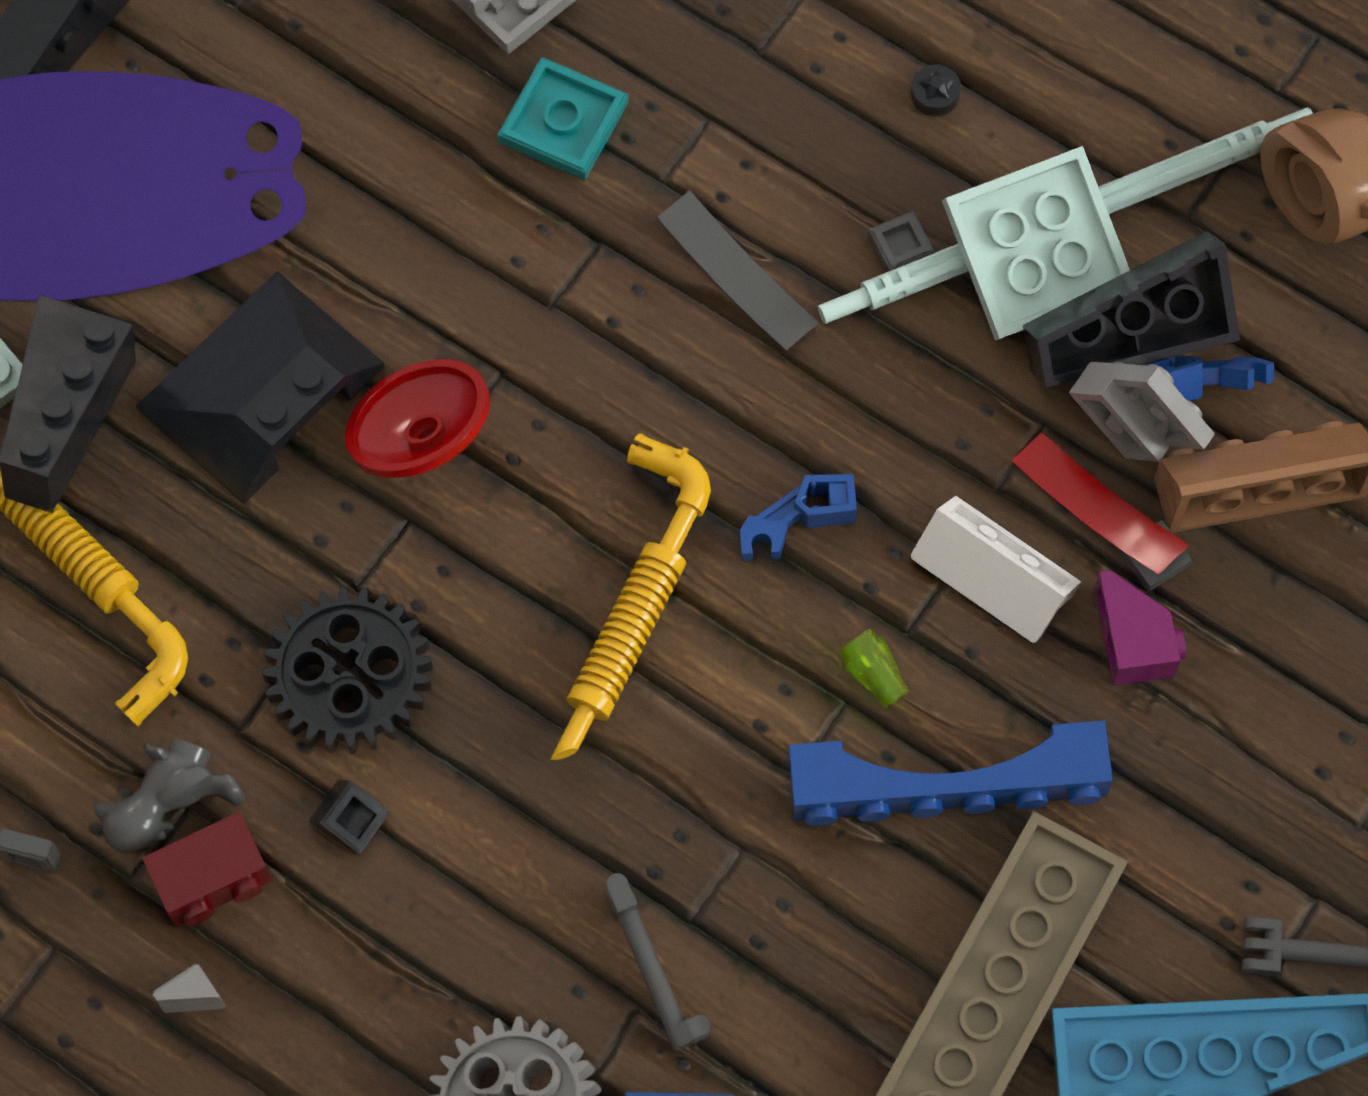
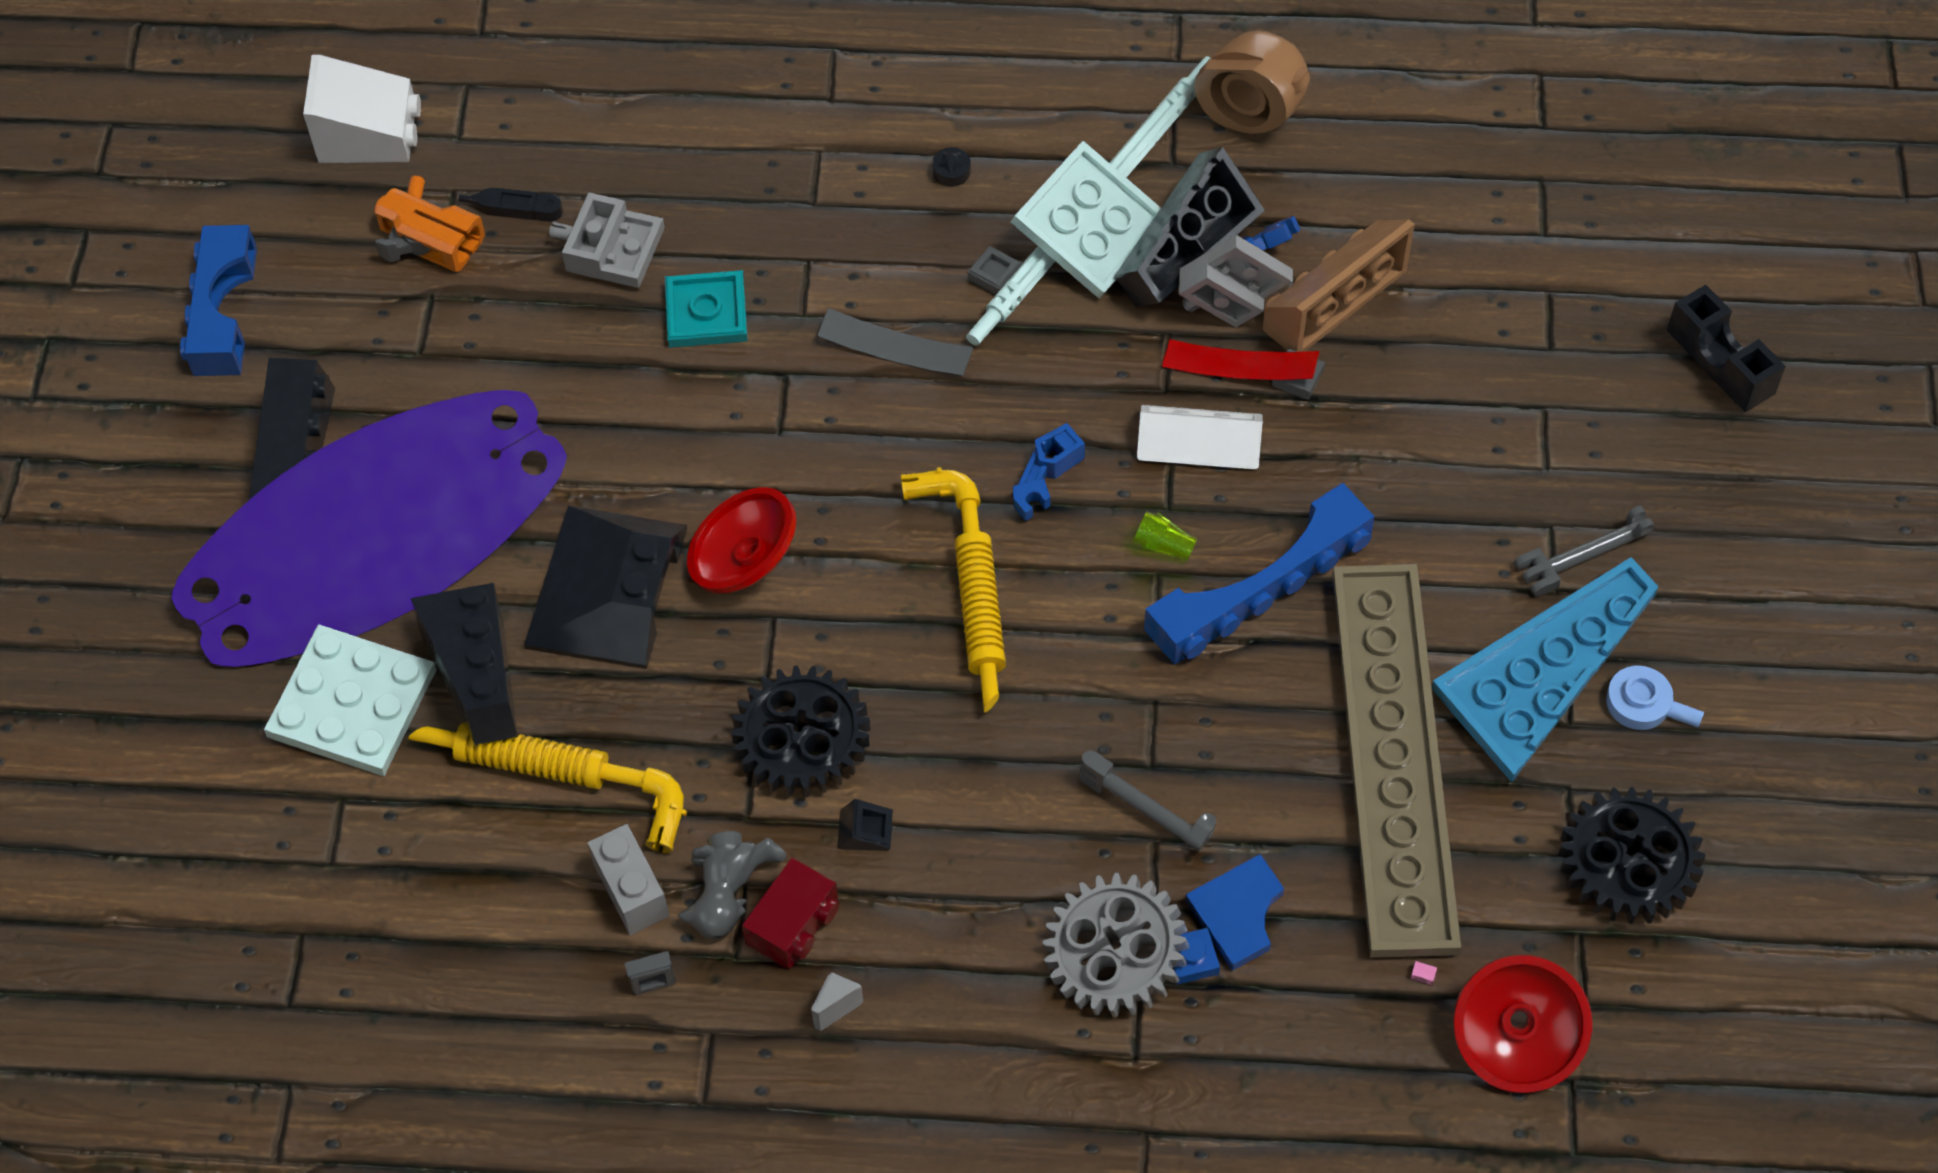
camera: 30 degrees left, 10 degrees down
(69, 734) = (628, 879): none -> light grey brick
(1136, 632) = (1320, 423): magenta slope -> none

